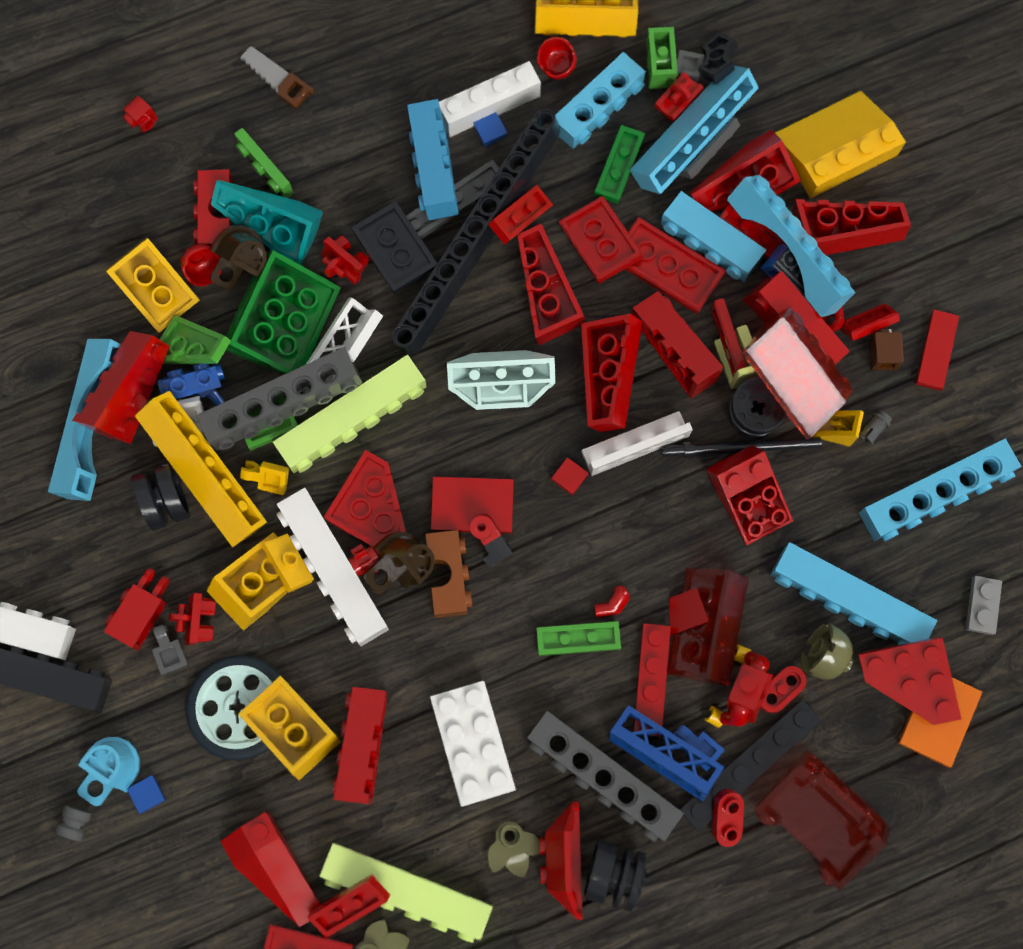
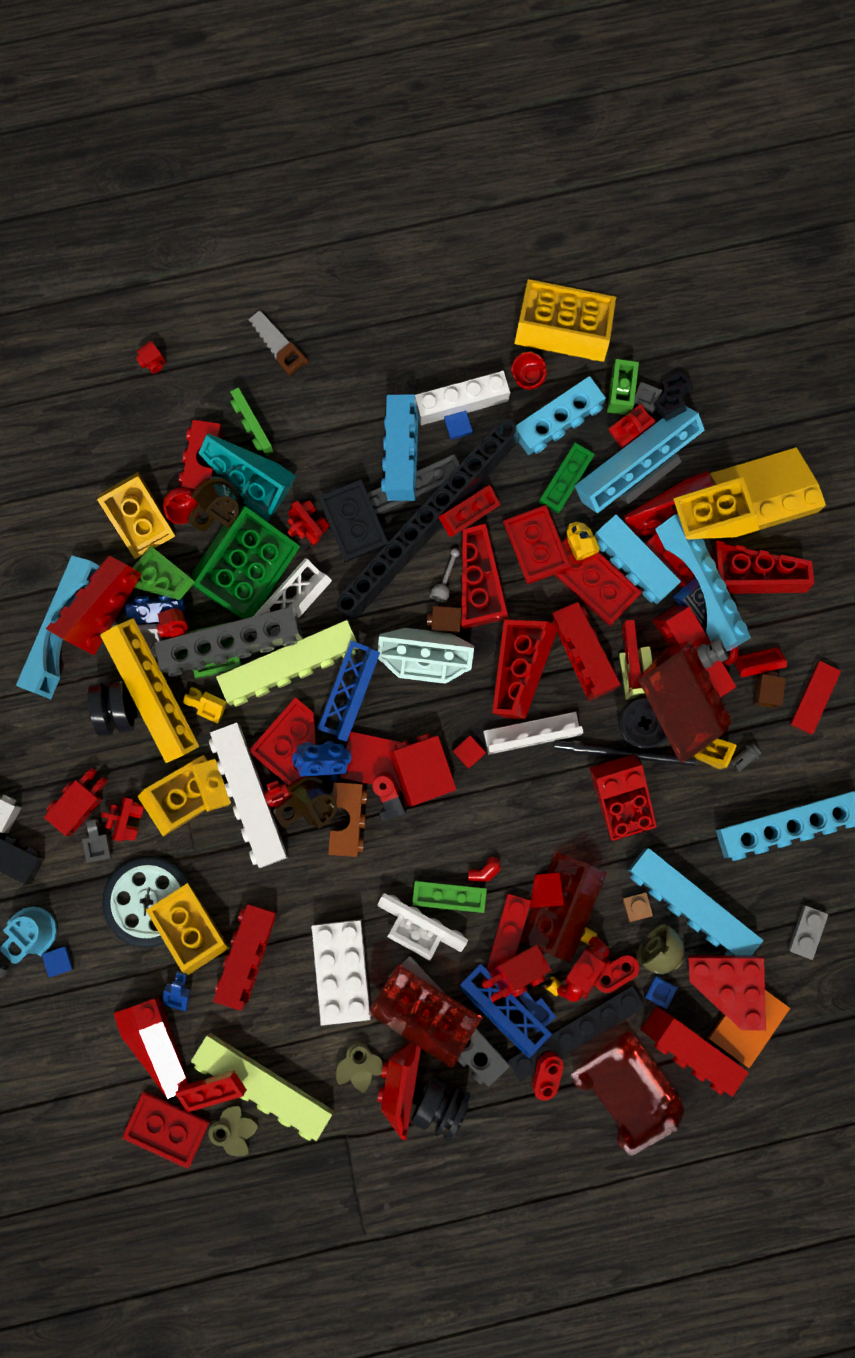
camera: 10 degrees right, 5 degrees up
(213, 391) = (171, 623): none -> red plate
(289, 805) = (175, 994): none -> blue plate
(408, 511) = (321, 759): none -> blue brick
(433, 432) = (357, 692): none -> blue fence
(505, 308) = (440, 591): none -> light grey hinge
(516, 336) = (445, 620): none -> reddish brown brick
(521, 502) = (422, 769): none -> red brick
(551, 682) = (417, 930): none -> white bracket
(577, 772) = (425, 1016): none -> clear red slope
(649, 226) = (581, 541): none -> yellow rock
(672, 706) = (517, 973): none -> red hinge
(790, 612) = (637, 907): none -> medium nougat plate
(792, 164) = (717, 511): none -> yellow slope
(817, 314) = (712, 652): none -> dark grey wheel
(835, 701) = (660, 992): none -> blue tile
(887, 759) = (694, 1051): none -> red wedge

